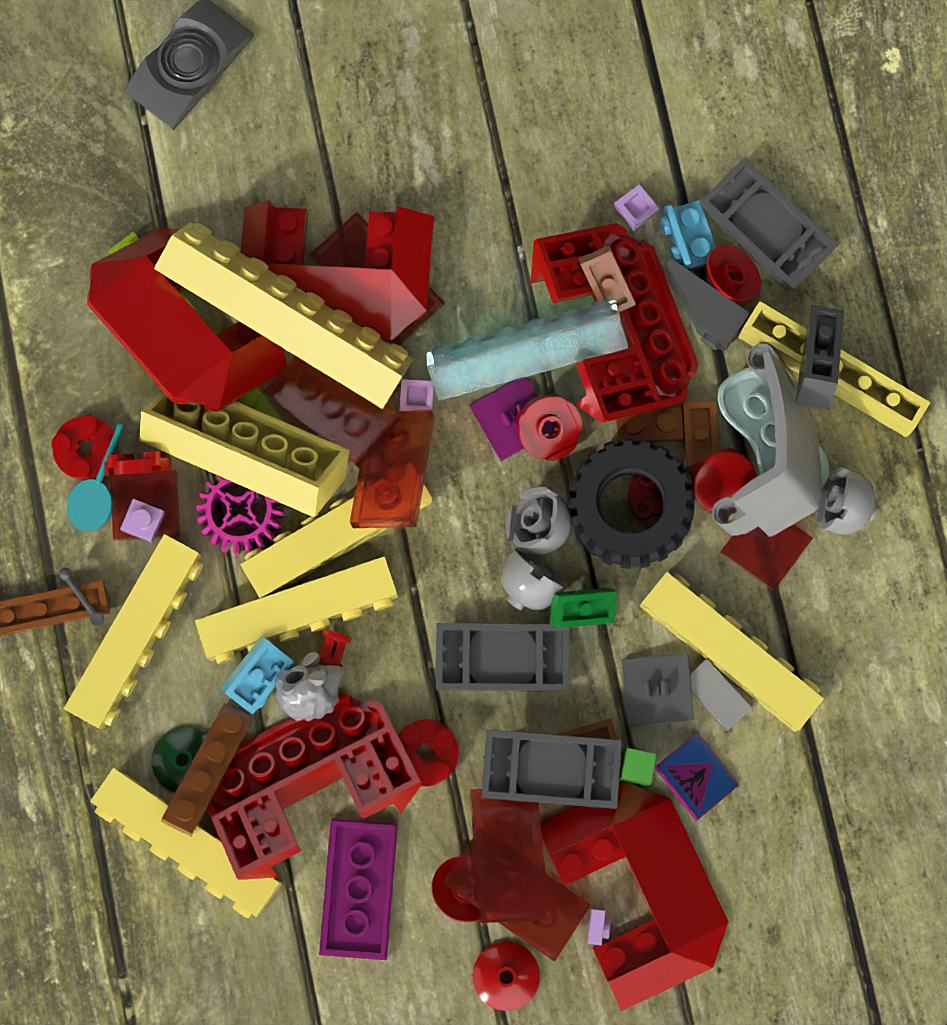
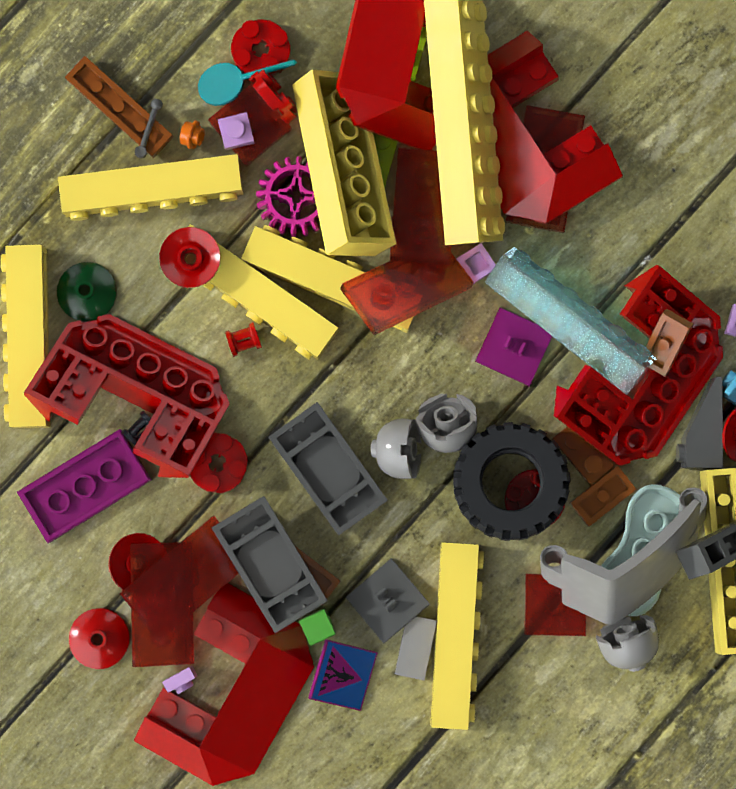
camera: 50 degrees right, 5 degrees up
(115, 563) = (192, 134): none -> orange plate
(207, 769) = (89, 313): dark orange plate -> none
(210, 632) = (185, 242): none -> red dish
(256, 675) = (180, 302): medium azure bracket -> none
(309, 689) = (200, 343): light grey animal -> none
(343, 811) = (132, 432): none -> black bush
(535, 414) = (540, 371): plate -> none
(583, 607) = (407, 502): green plate -> none
(720, 476) = (580, 534): red tile -> none

